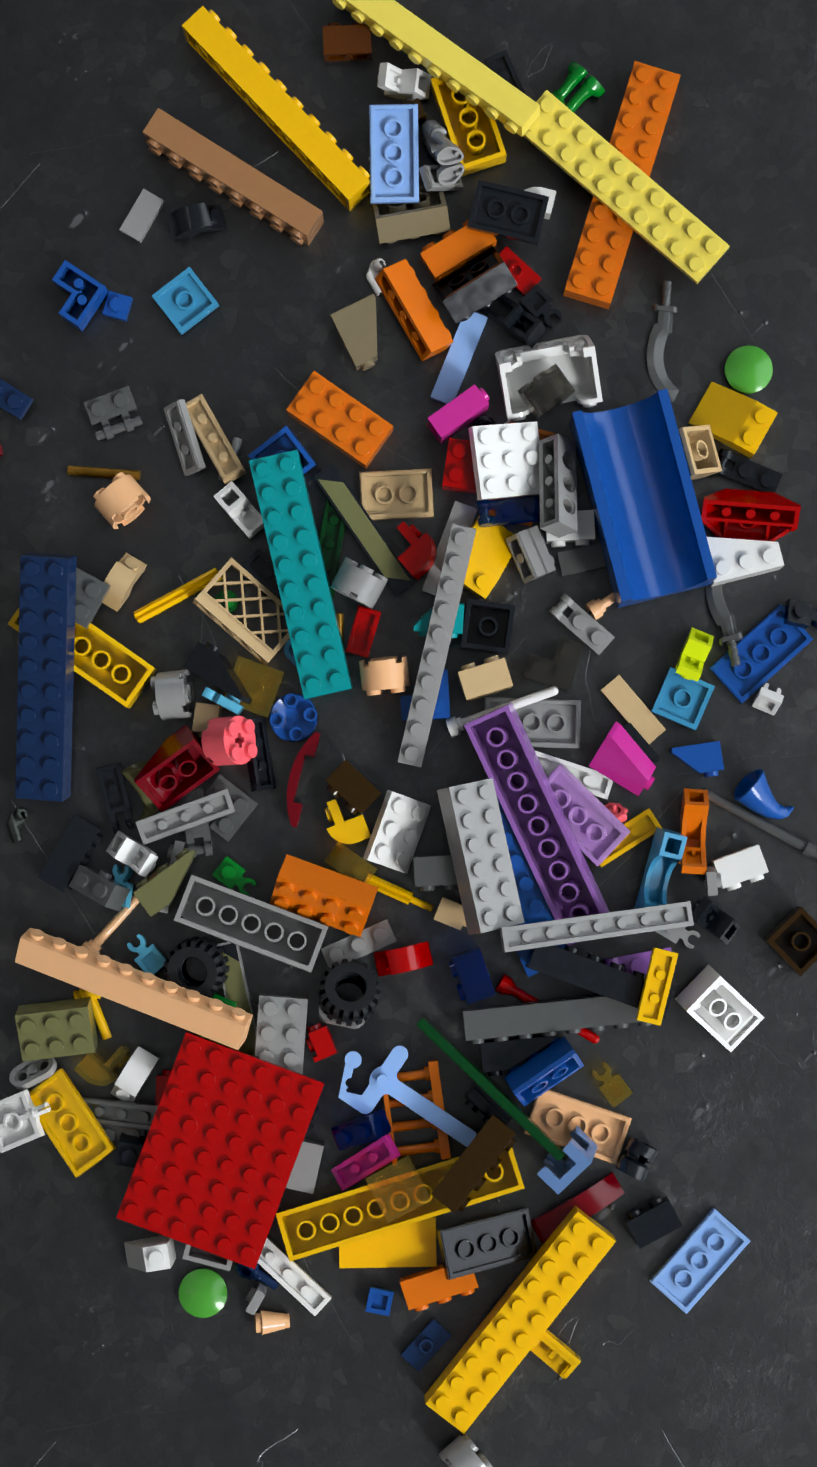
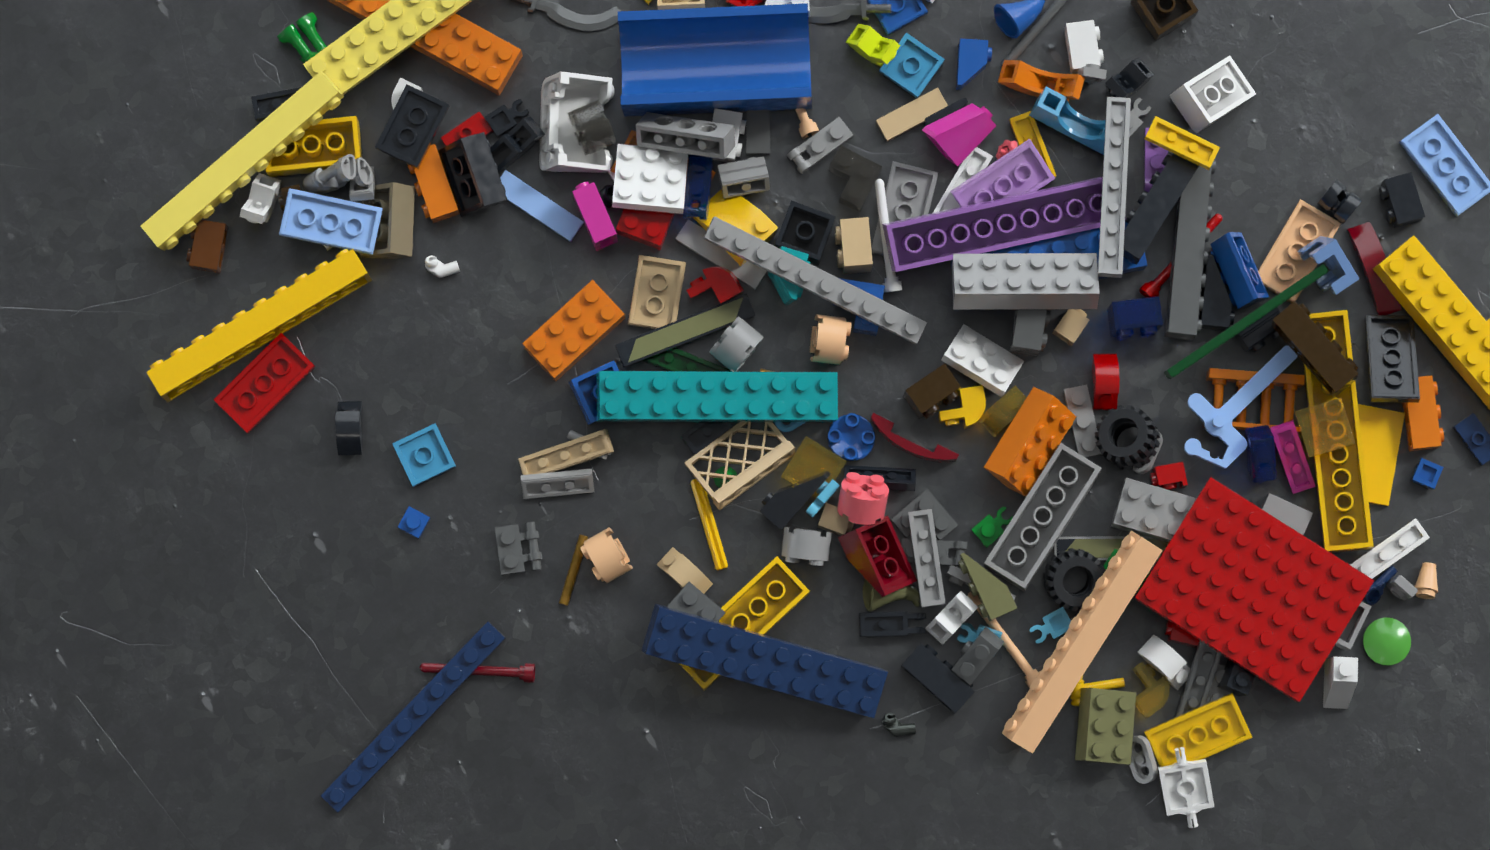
camera: 80 degrees left, 5 degrees down
(84, 292) = (392, 549): blue brick -> none
(142, 215) = (331, 480): light grey tile -> none
(225, 125) = (264, 383): none -> red plate
(233, 177) = (317, 381): medium nougat brick -> none
(239, 509) = (641, 443): white brick -> none
(358, 331) = (493, 294): dark tan slope -> none
(363, 632) = (782, 352): red plate -> none
(398, 893) = (1042, 371): yellow axle -> none
(414, 309) = (483, 237): orange brick -> none
(614, 1087) = (1267, 209): clear yellow plate -> none

